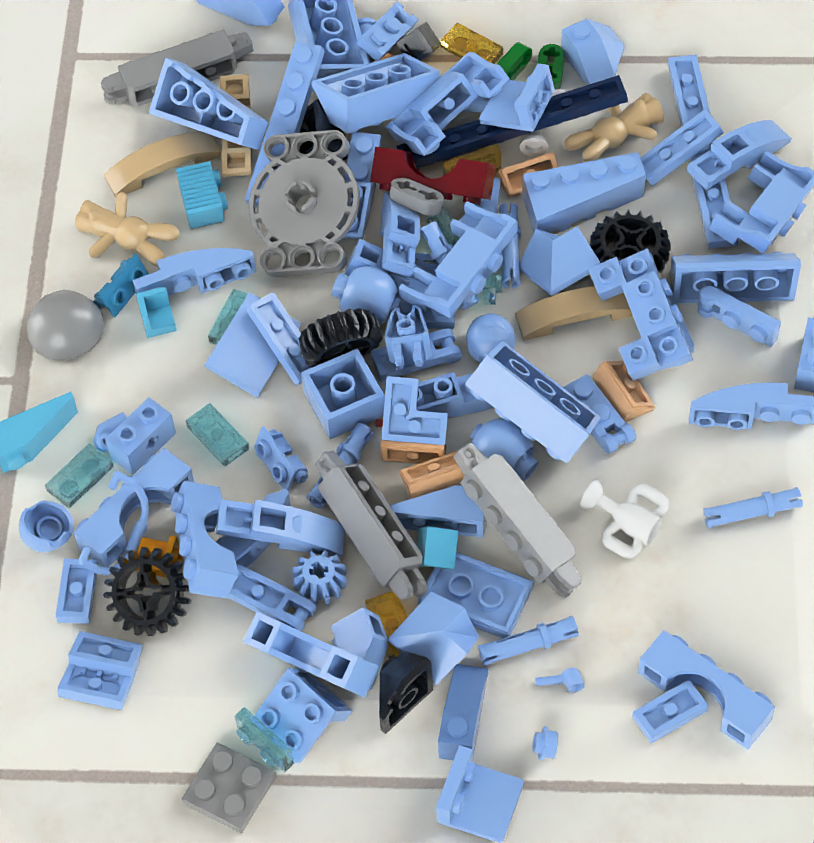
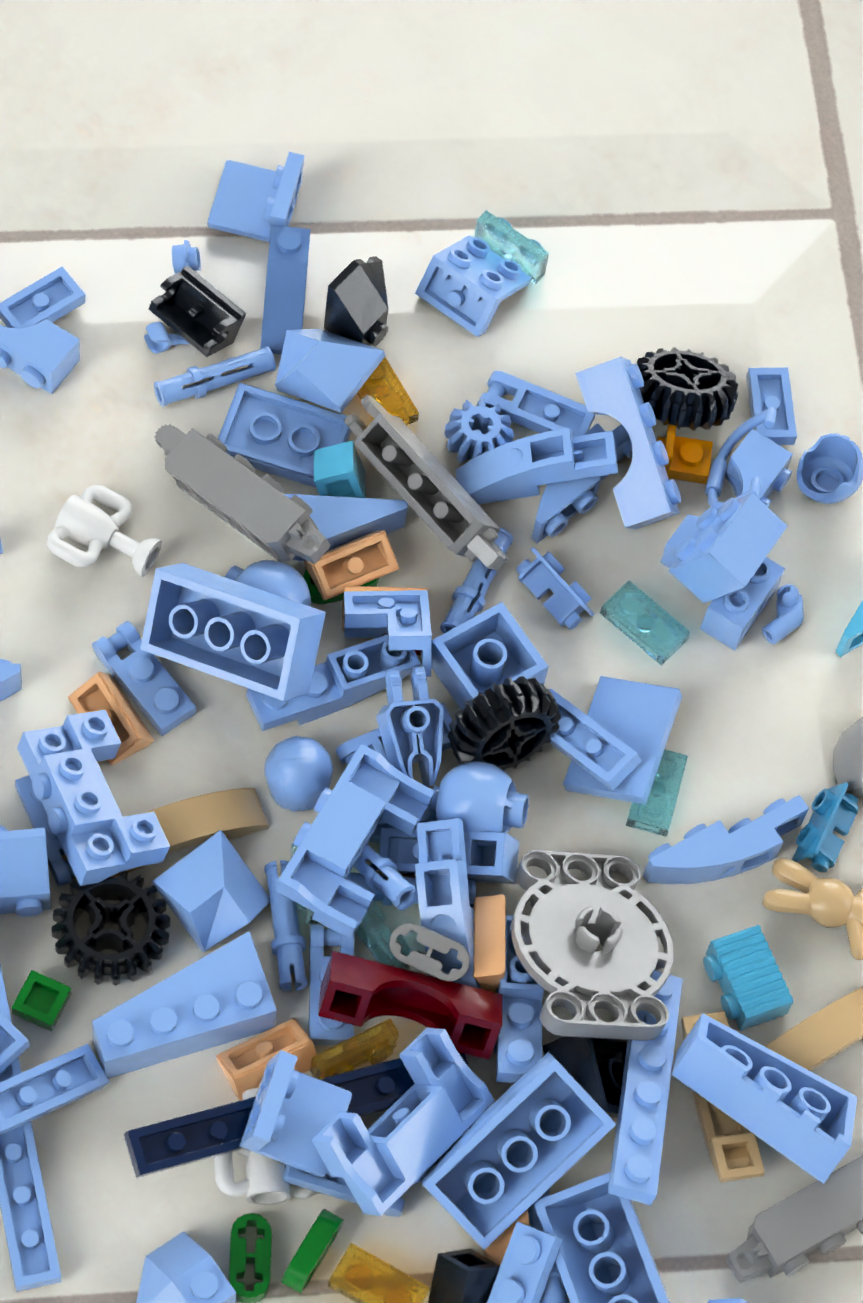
camera: 160 degrees right, 5 degrees up
(79, 475) = (809, 548): clear light blue plate -> none
(100, 670) = (720, 321): light blue slope -> none
(148, 431) = (727, 547): none -> light blue brick
(156, 312) = (767, 780): medium azure panel -> none
(229, 787) = (543, 204): light grey plate -> none
(311, 654) = (507, 341): light blue arch -> none
(362, 636) = (417, 350): light blue slope -> none
(372, 214) = (489, 941): none -> light nougat slope
(540, 689) = (198, 312): none -> black hinge
(613, 130) = (109, 1156): tan animal -> none
(677, 209) = (41, 1000): none -> green plate

